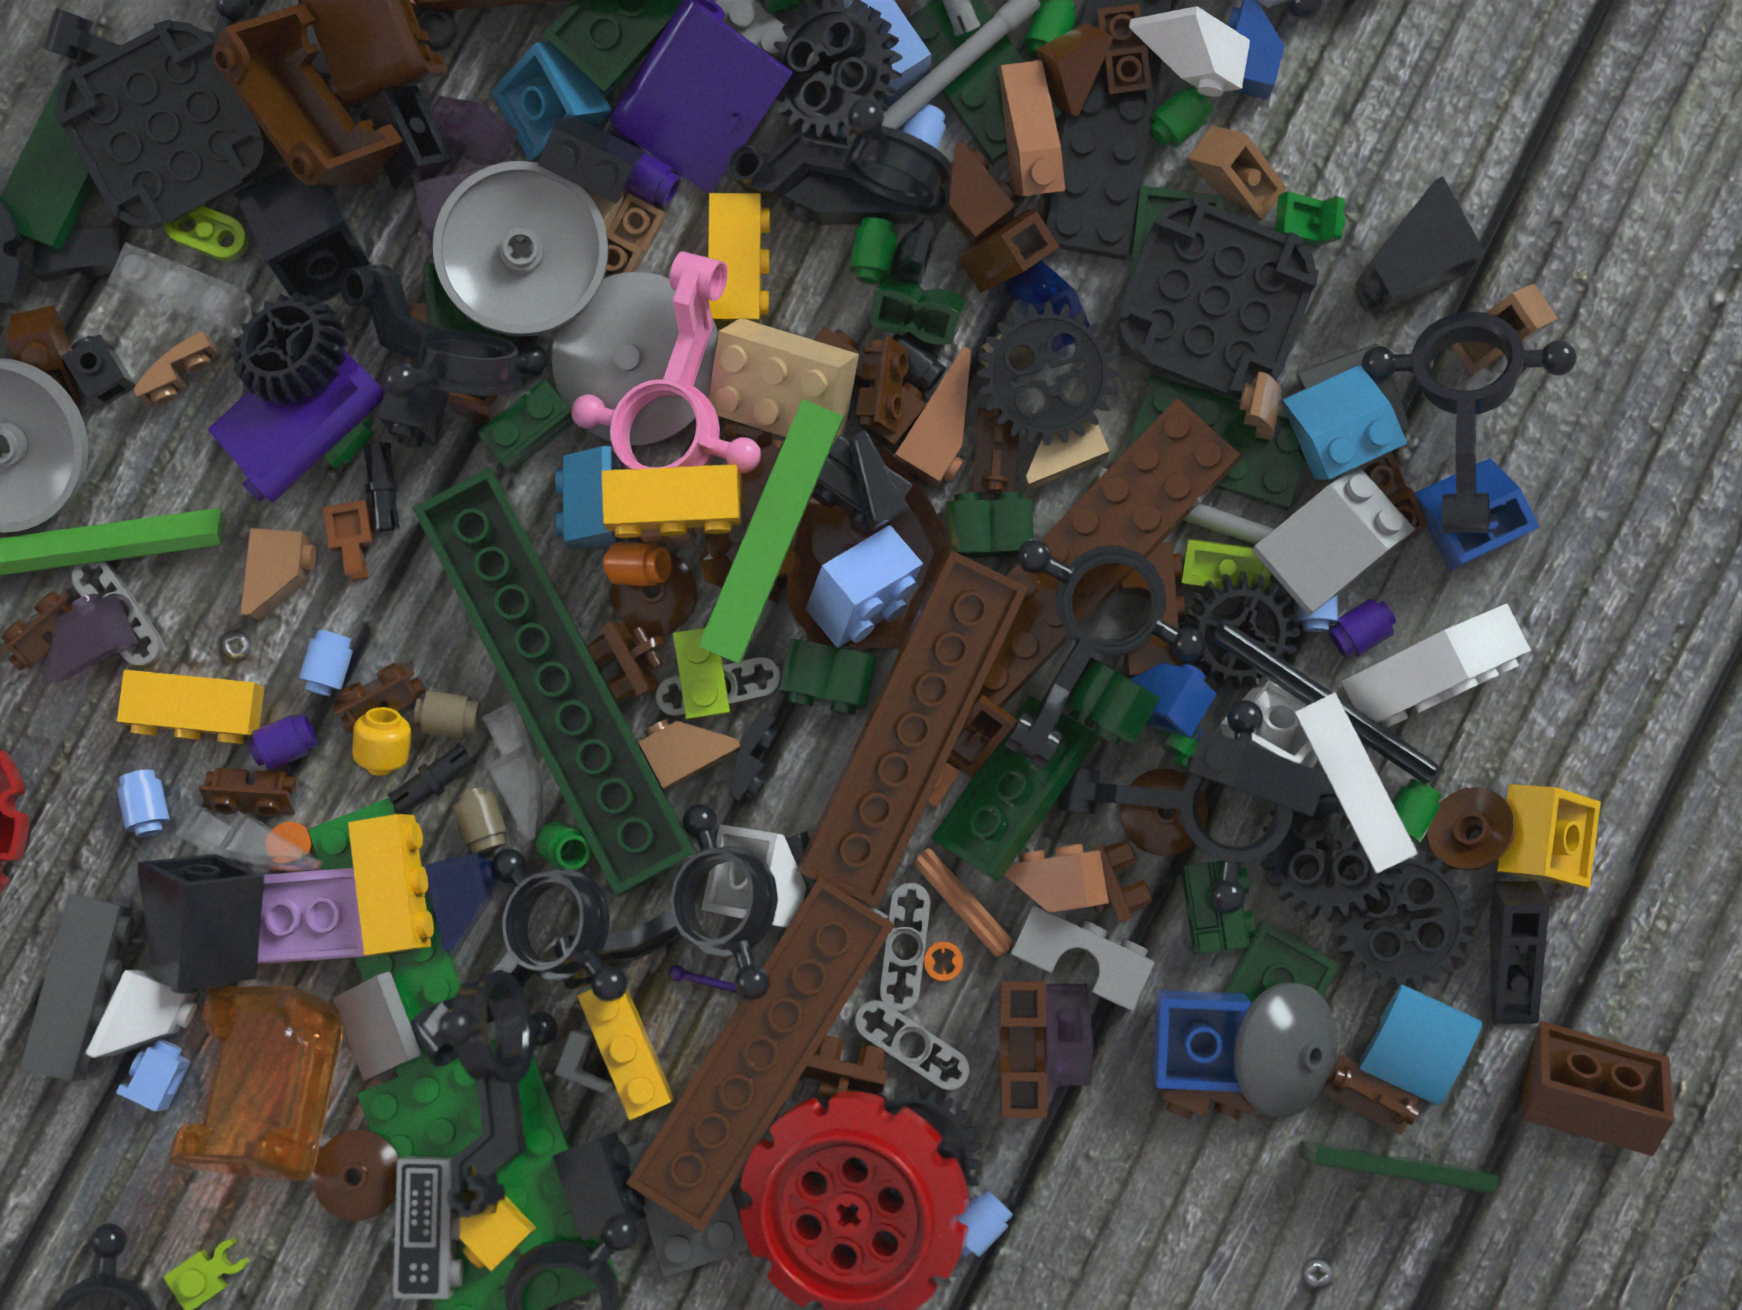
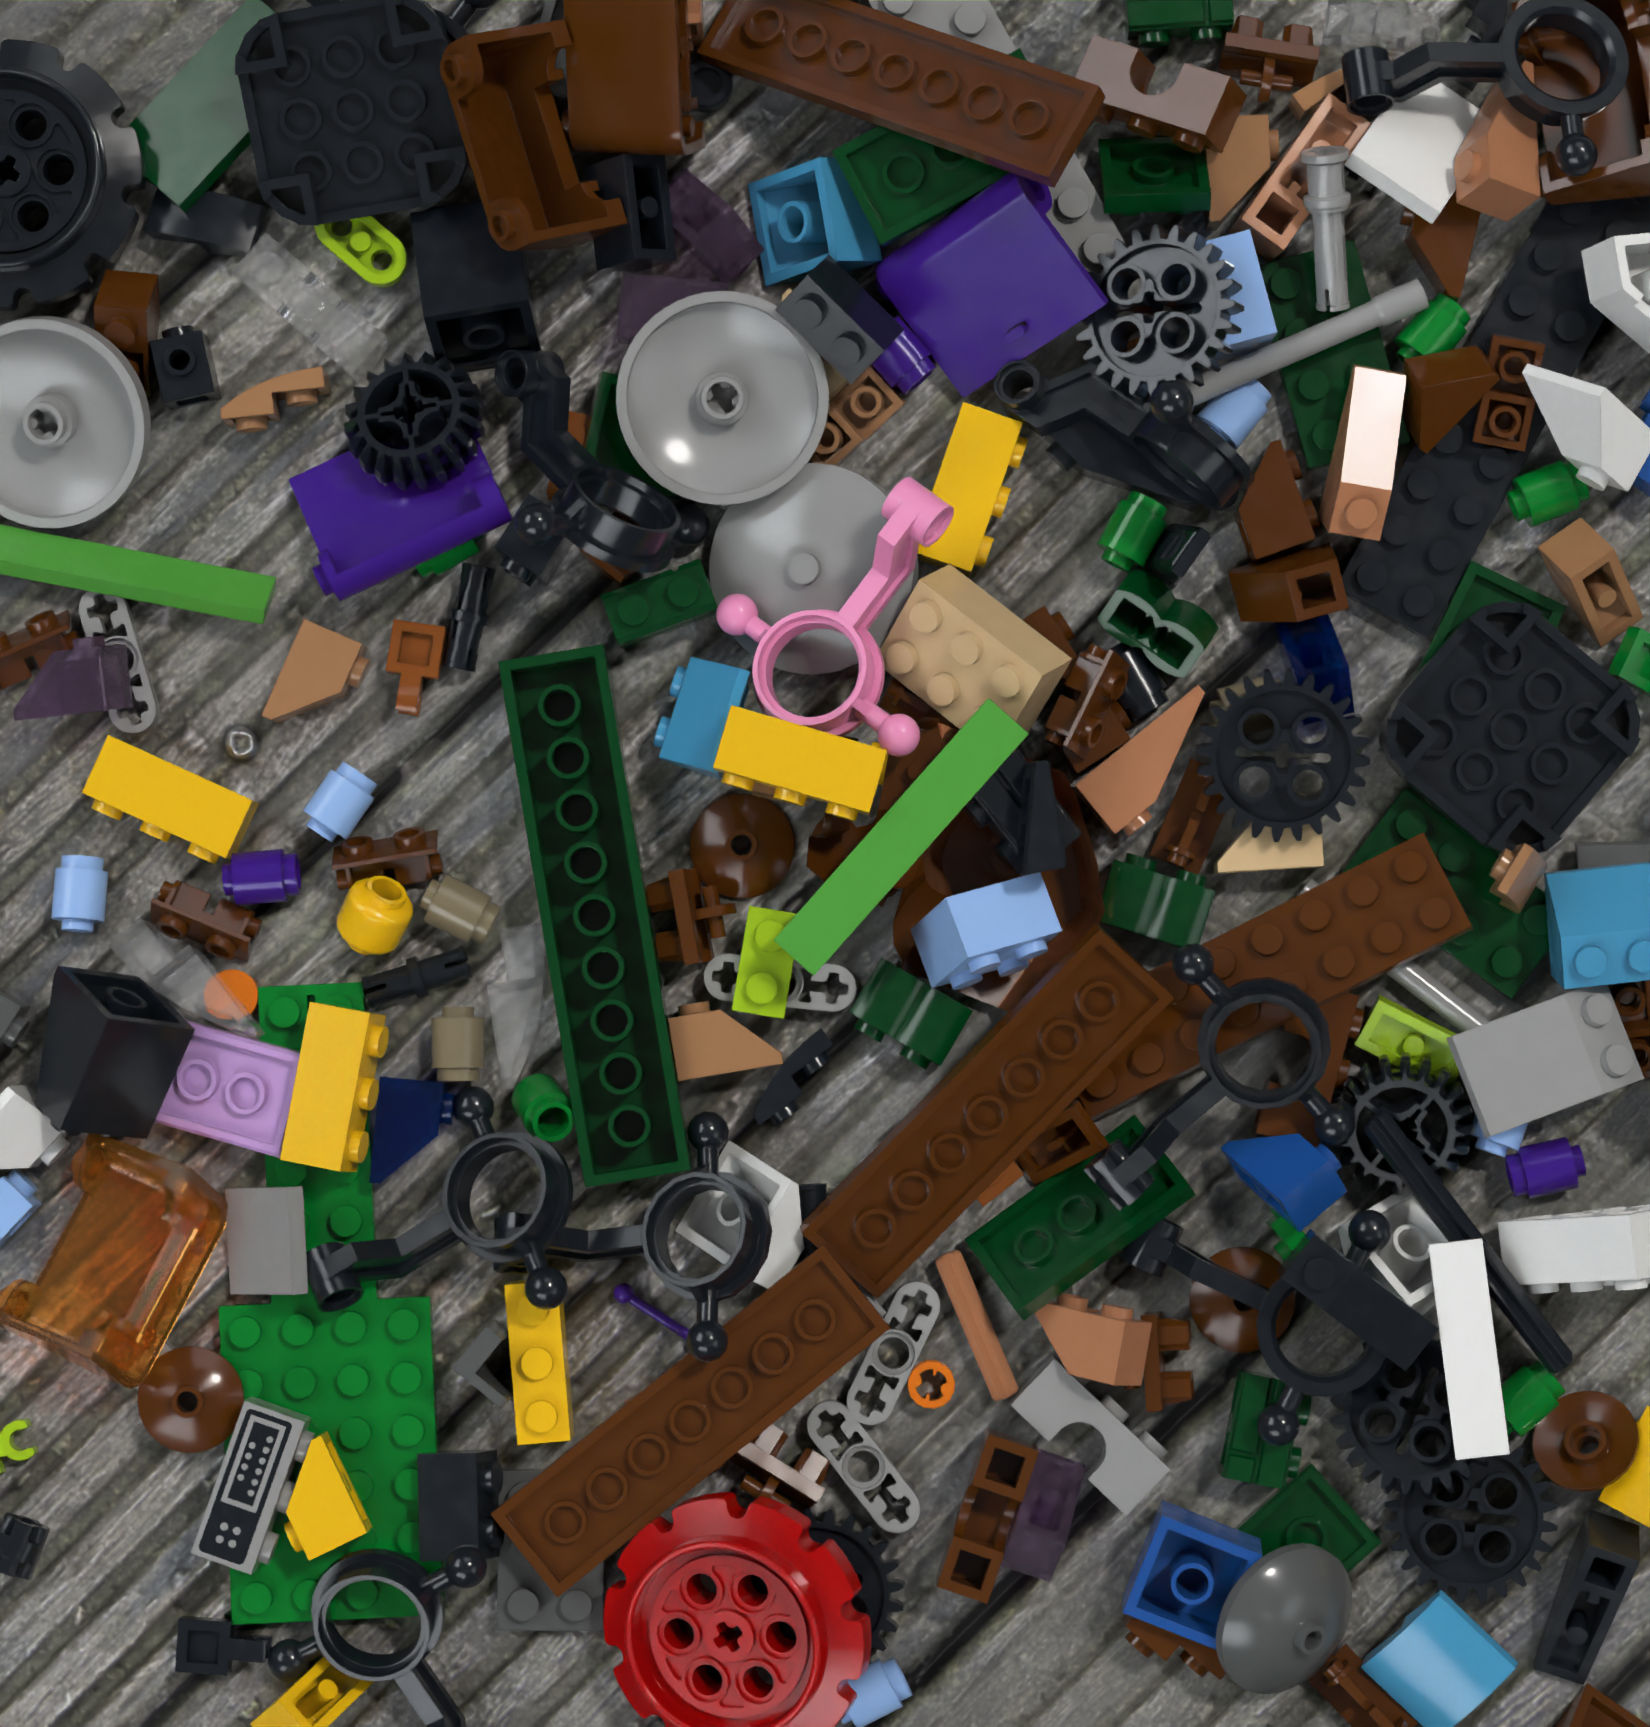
camera: 25 degrees right, 5 degrees up
(496, 1079) = (388, 1347): black piece -> none
(637, 563) = (734, 812): orange brick -> none
(1111, 702) = (1223, 1161): dark green brick -> none

